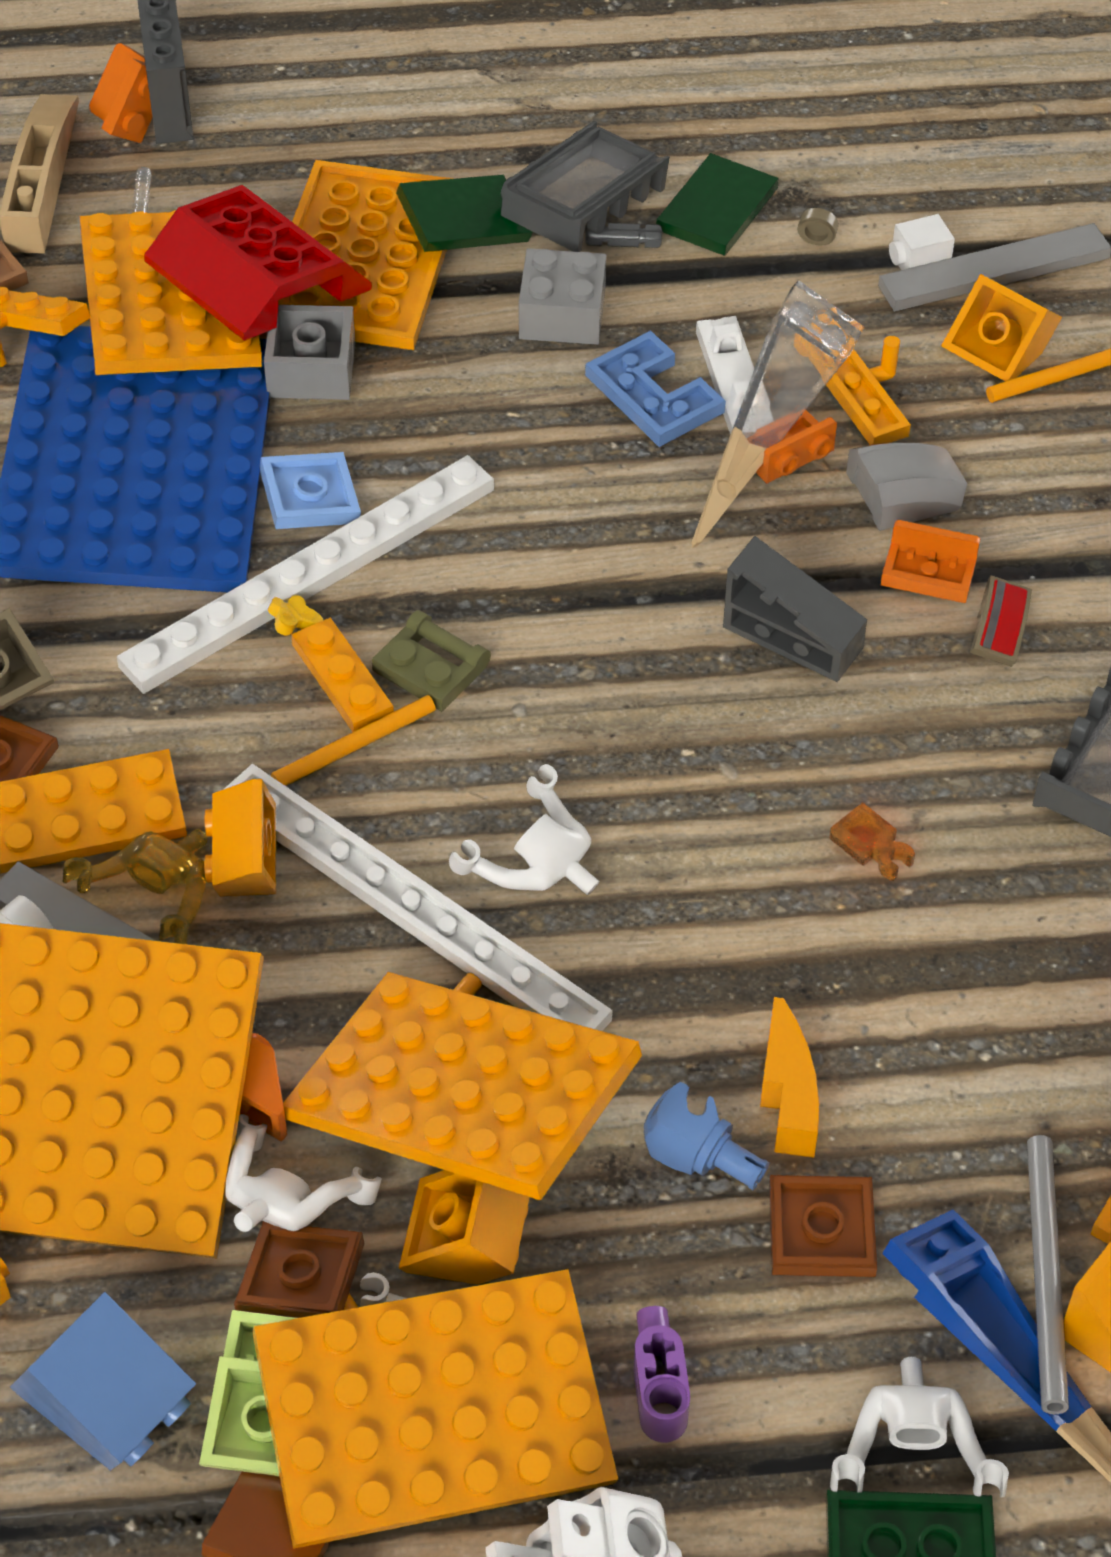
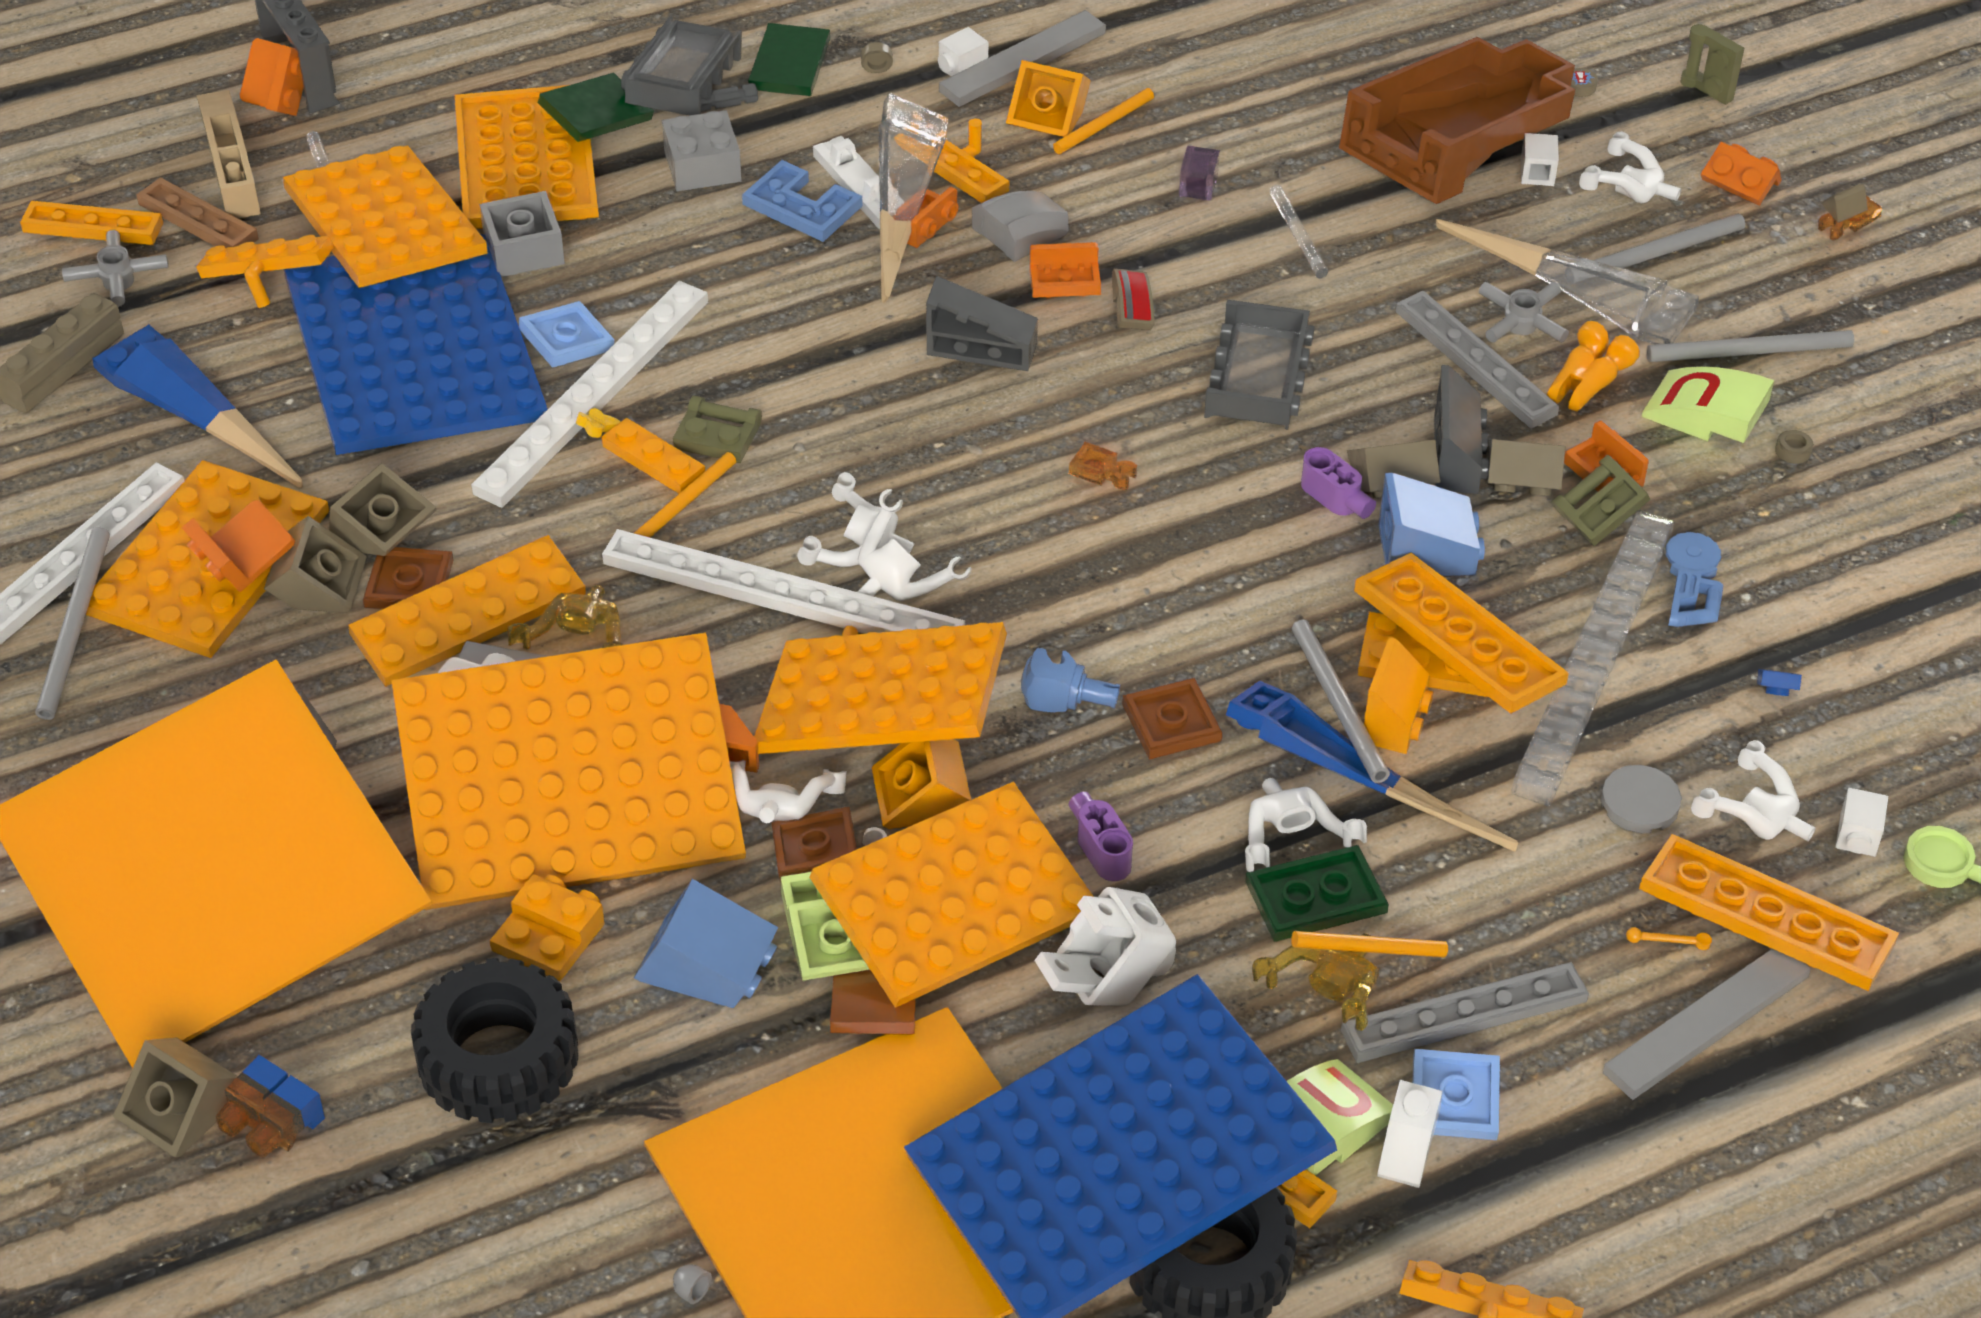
camera: 20 degrees left, 5 degrees down
(242, 840) = (640, 576): light orange slope -> none
(243, 257) = (446, 175): red slope -> none
(555, 907) = (893, 566): none -> white piece
(790, 1084) = (1112, 633): light orange slope -> none

